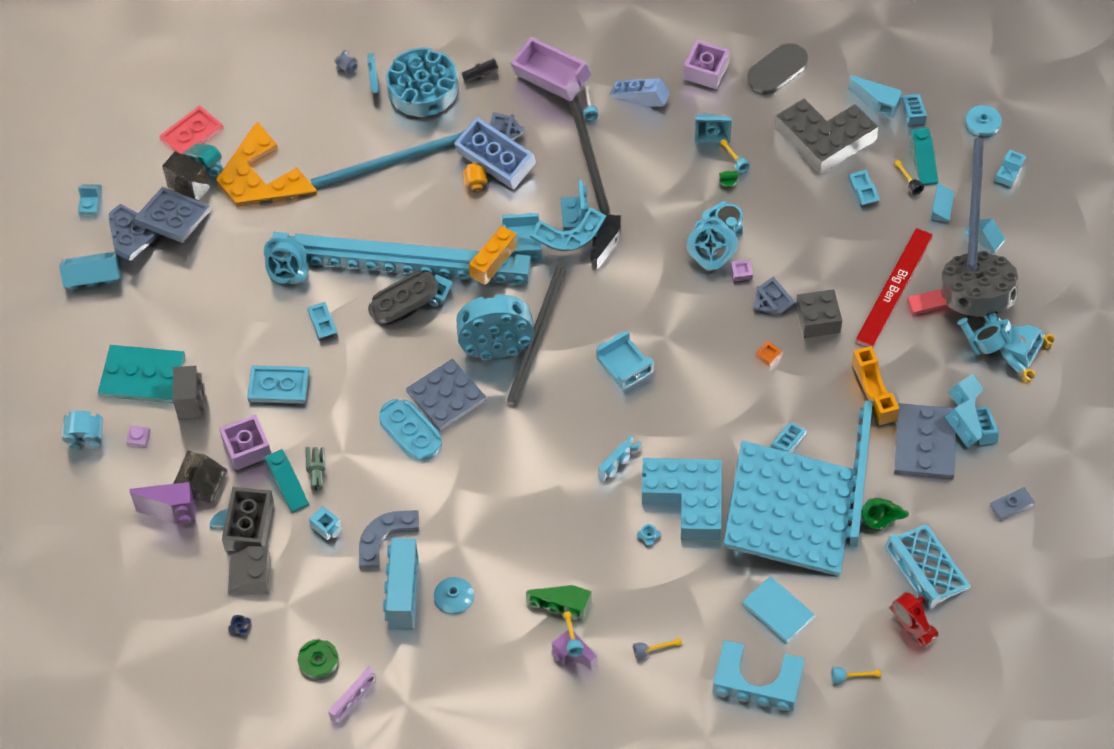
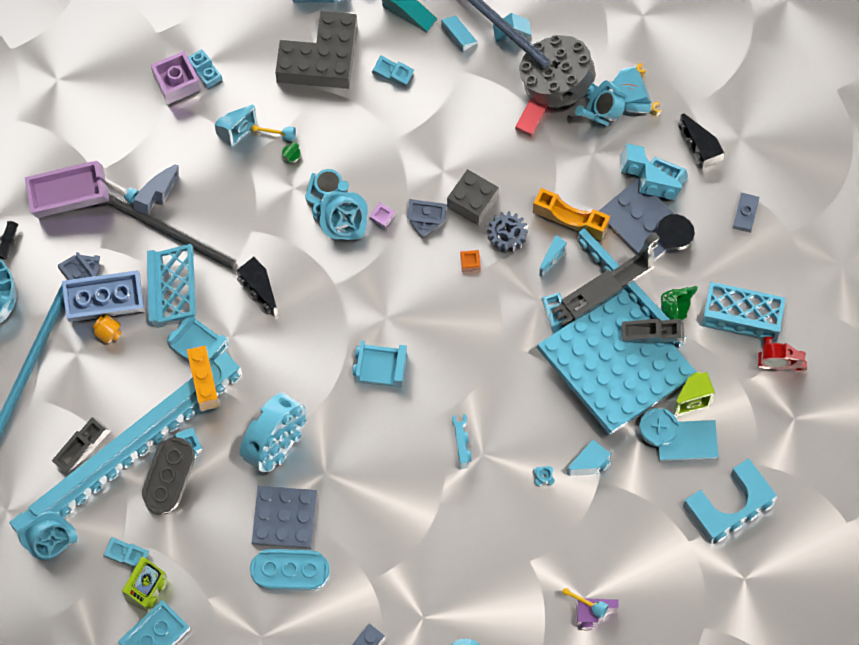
camera: 50 degrees left, 10 degrees up
(307, 345) = (144, 585): none -> lime slope
(375, 230) = (81, 445): none -> dark grey slope
(539, 328) = (282, 386): dark grey axle -> none
(541, 178) = (157, 289): none -> medium azure fence
(561, 599) = (549, 580): green slope -> none
(571, 239) = (243, 305): medium azure plate -> none
(574, 208) = (213, 283): medium azure bracket -> none
(609, 120) = (156, 189): none -> sand blue slope
(641, 649) = (636, 564): hinge -> none
(643, 92) = (150, 144): light blue slope -> none
(688, 483) = (542, 410): medium azure piece -> none
(690, 553) = (590, 460): none -> medium azure slope
(735, 77) = (205, 69): none -> medium azure slope
(766, 579) = (658, 427): none -> medium azure tile
(777, 68) = (226, 33): dark grey tile -> none
(815, 579) = (695, 395): none -> lime slope
(816, 359) = (510, 224): none -> sand blue gear
(829, 401) = (555, 251): none -> medium azure slope
(837, 510) = (653, 331): none -> dark grey slope
(839, 674) = (776, 446): hinge -> none
(840, 450) = (607, 284): none -> dark grey hinge
(894, 288) = (498, 128): red tile -> none
(915, 186) = (426, 36): black hinge -> none
(938, 465) = (675, 231): none -> black tile
(1035, 427) = (703, 143): none -> black slope

